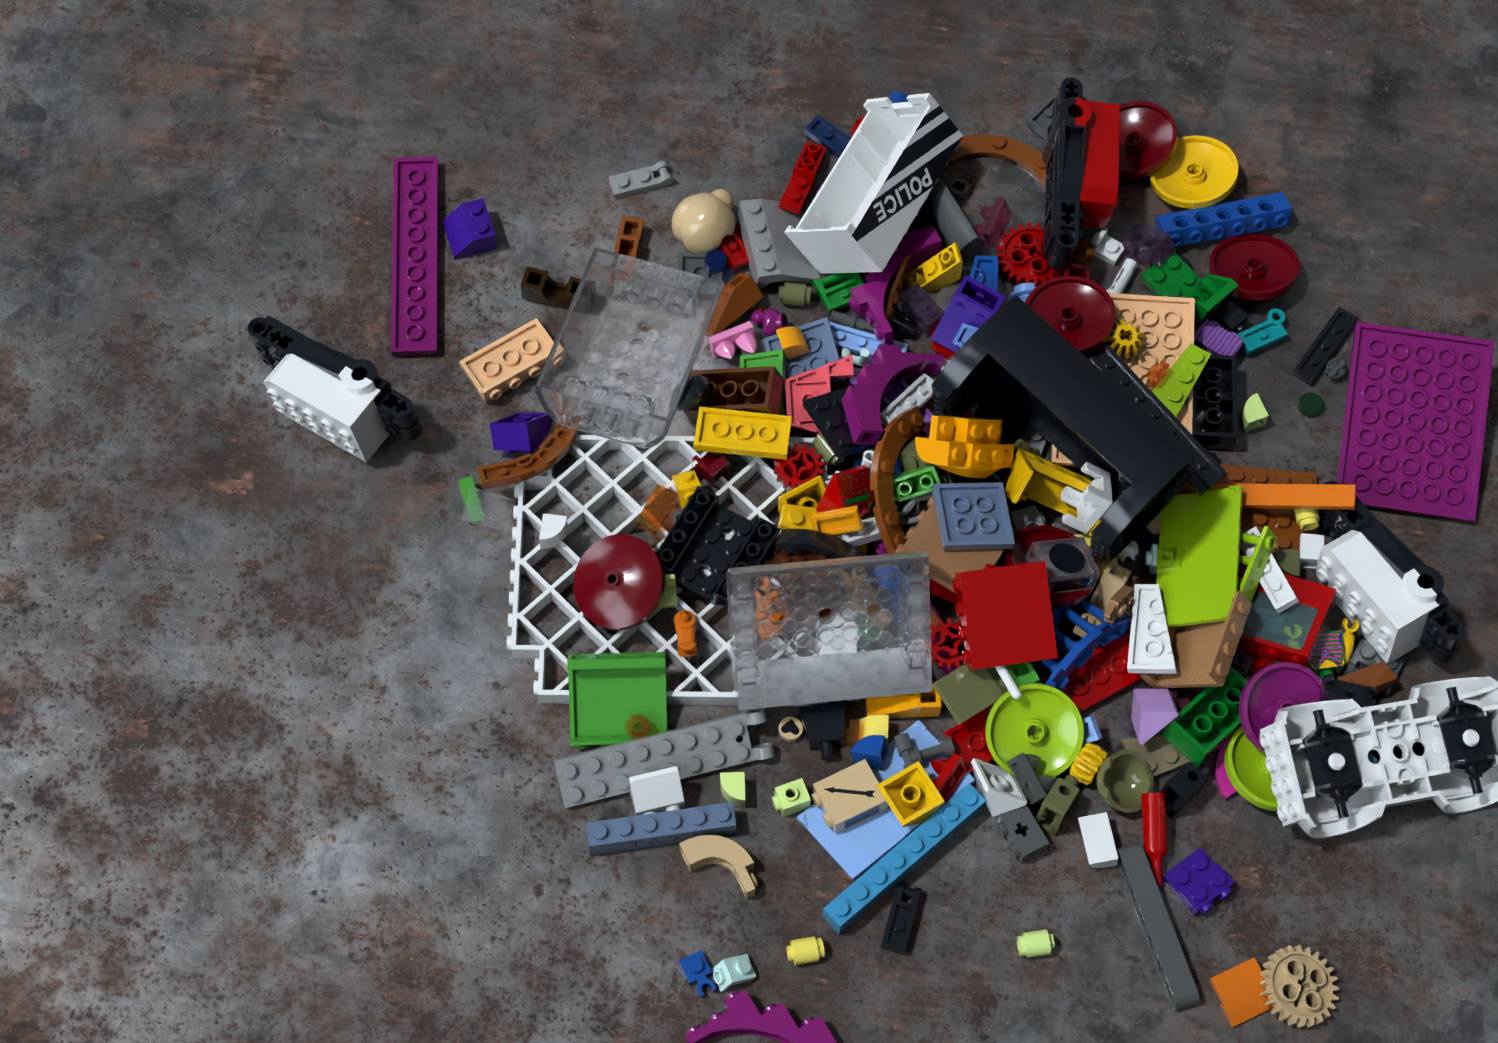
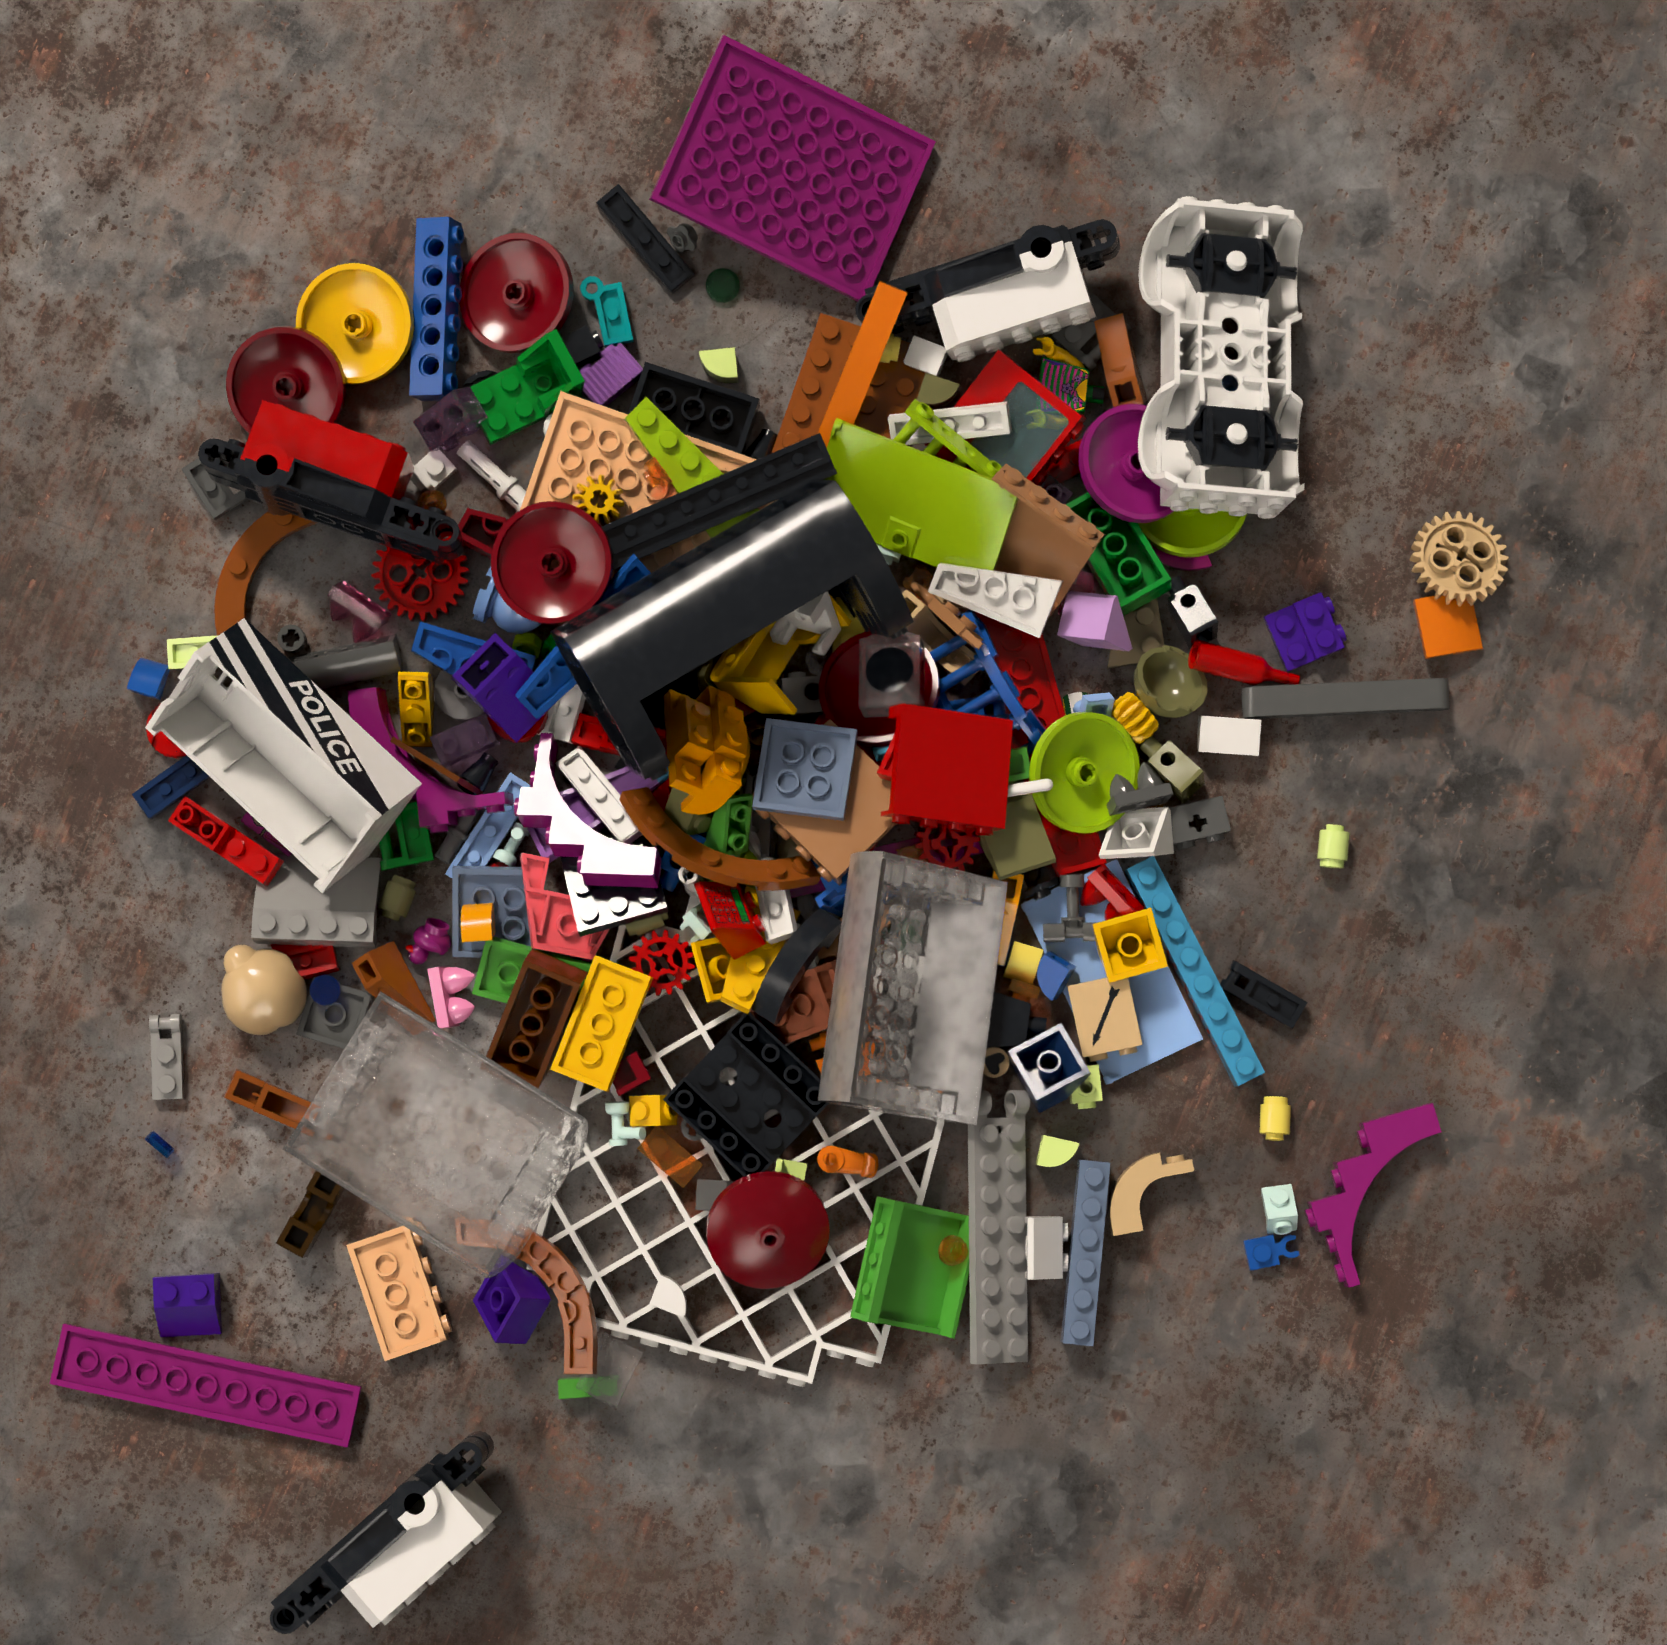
camera: 75 degrees left, 20 degrees up
(578, 187) = (159, 1144): none -> clear blue tile
(665, 470) = (619, 1132): none -> light aqua piece
(695, 393) = (527, 1066): black hat -> none
(797, 761) = (1049, 1067): none -> dark blue slope
(838, 521) = (765, 939): light orange tile -> none
(941, 725) = (1039, 882): none -> black bracket
(1336, 689) = (1137, 384): black hinge -> none

